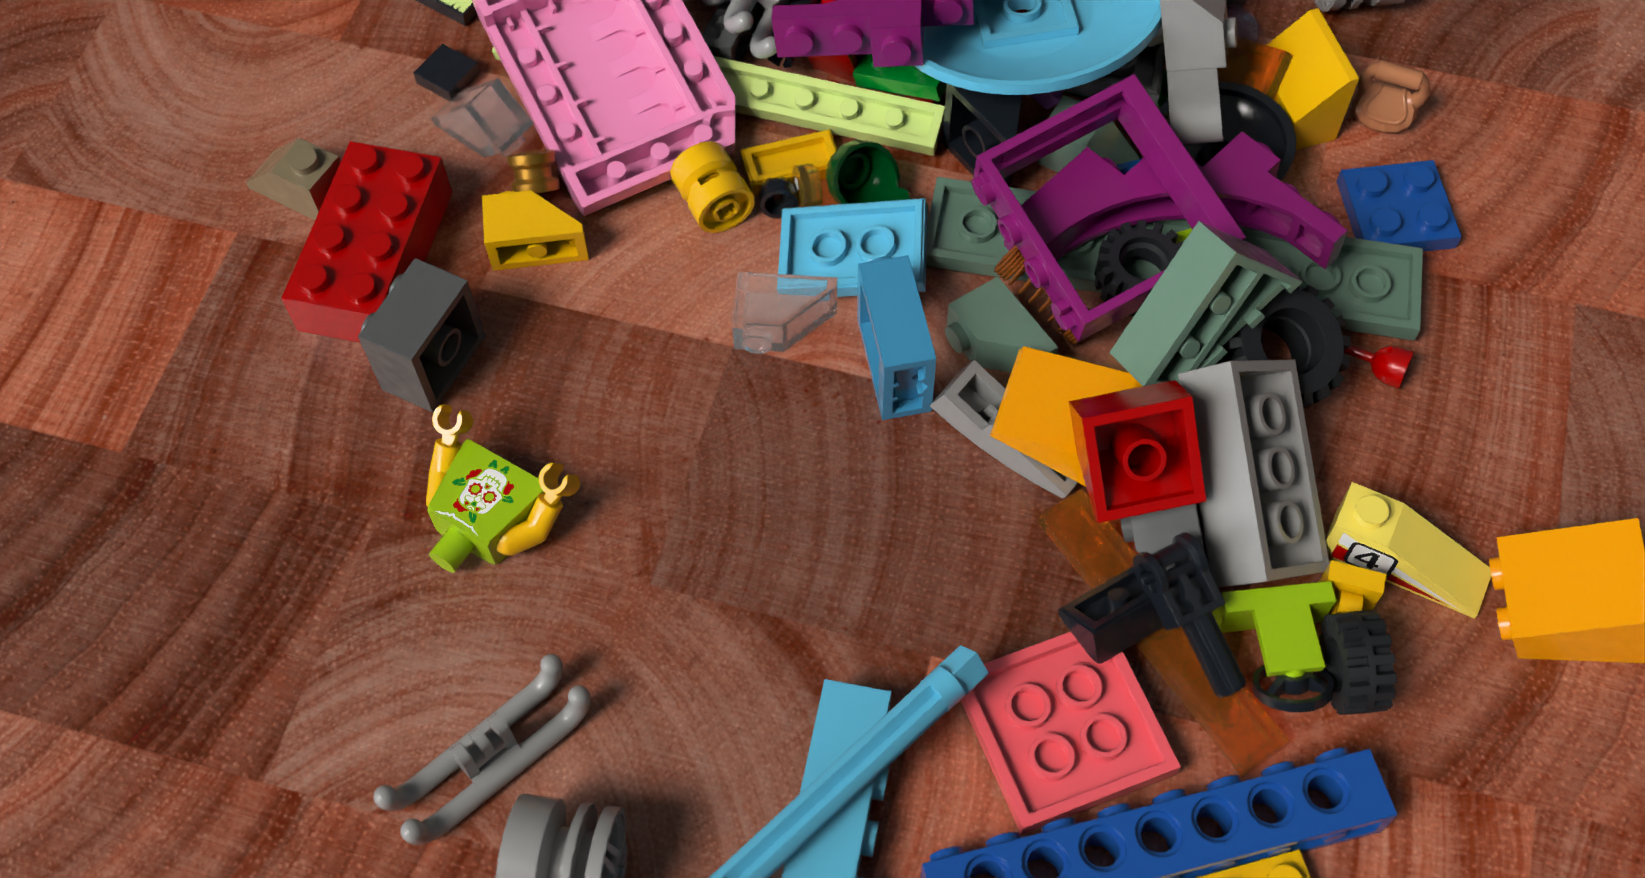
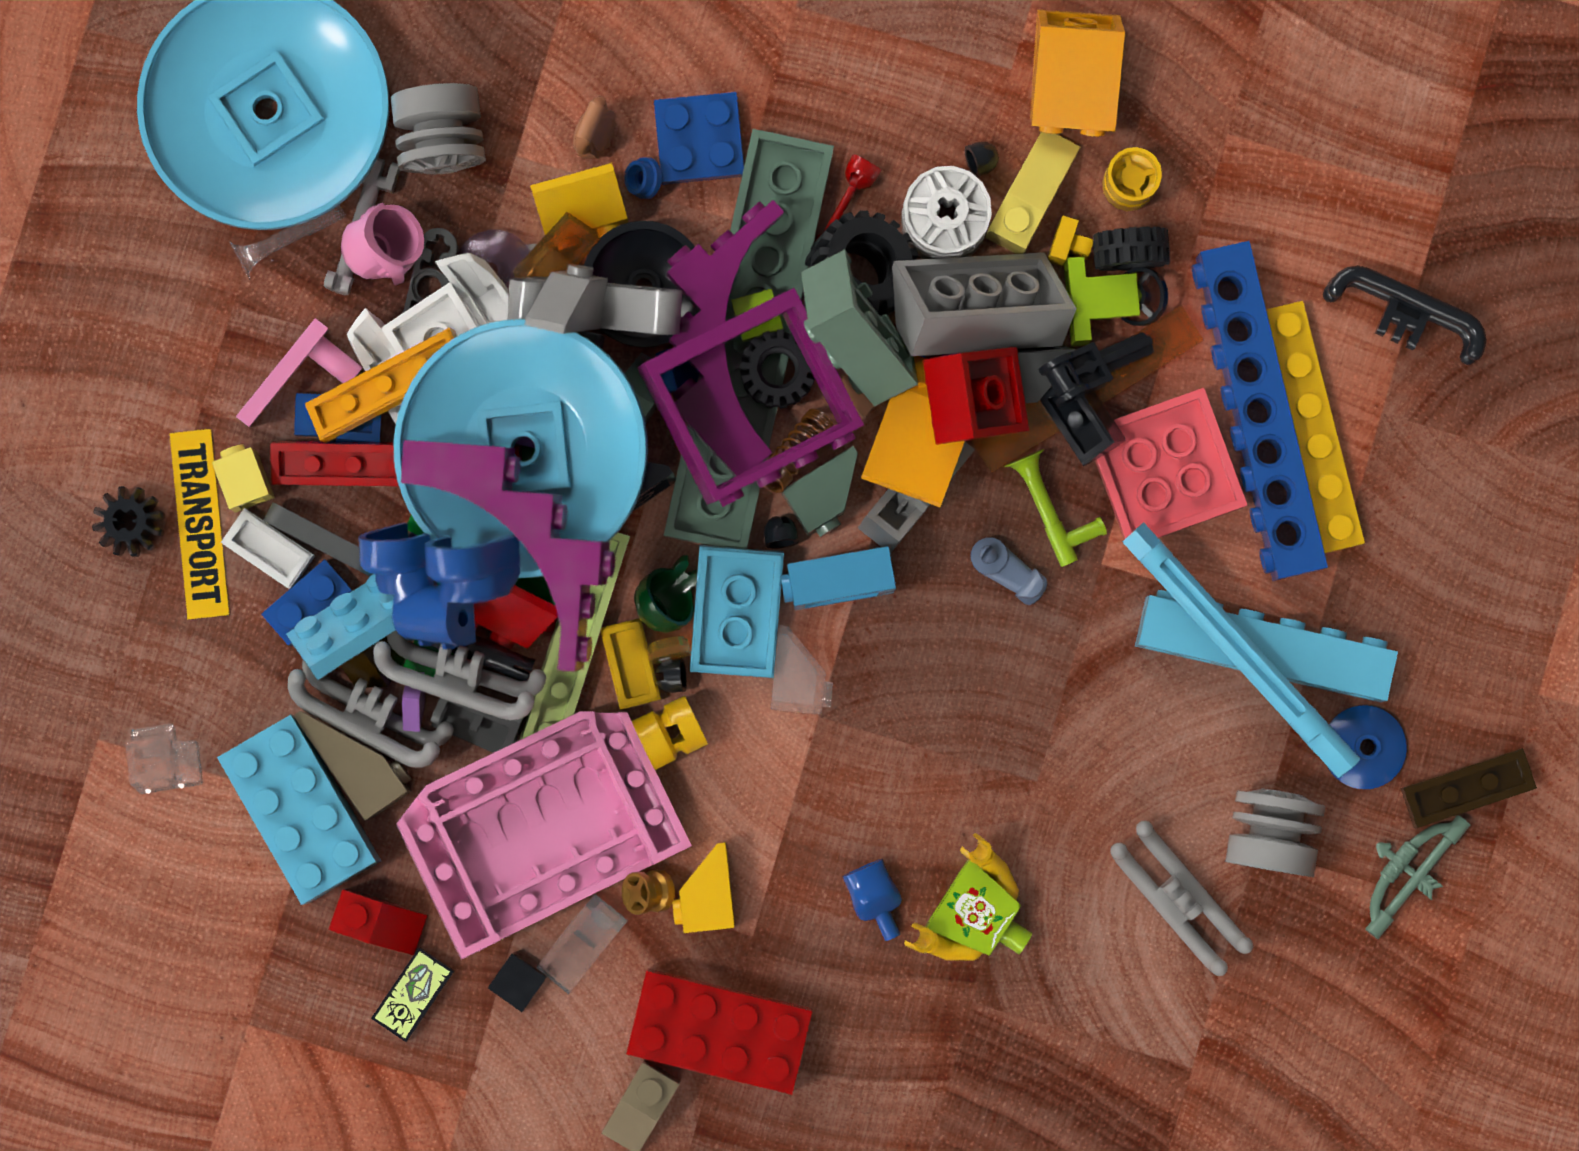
camera: 90 degrees left, 25 degrees up
(422, 334) = (827, 973): dark grey brick -> none
(516, 401) = (874, 896): none -> blue piece
(923, 531) = (1004, 567): none -> sand blue piece
(944, 290) = (780, 533): none -> black hinge
(957, 600) = (1060, 540): none -> lime piece
(1342, 152) = (643, 177): none -> blue plate
(1364, 434) = (945, 237): none -> white wheel
(1439, 496) = (981, 157): none -> black hinge
(1451, 665) = (1132, 179): none -> yellow wheel

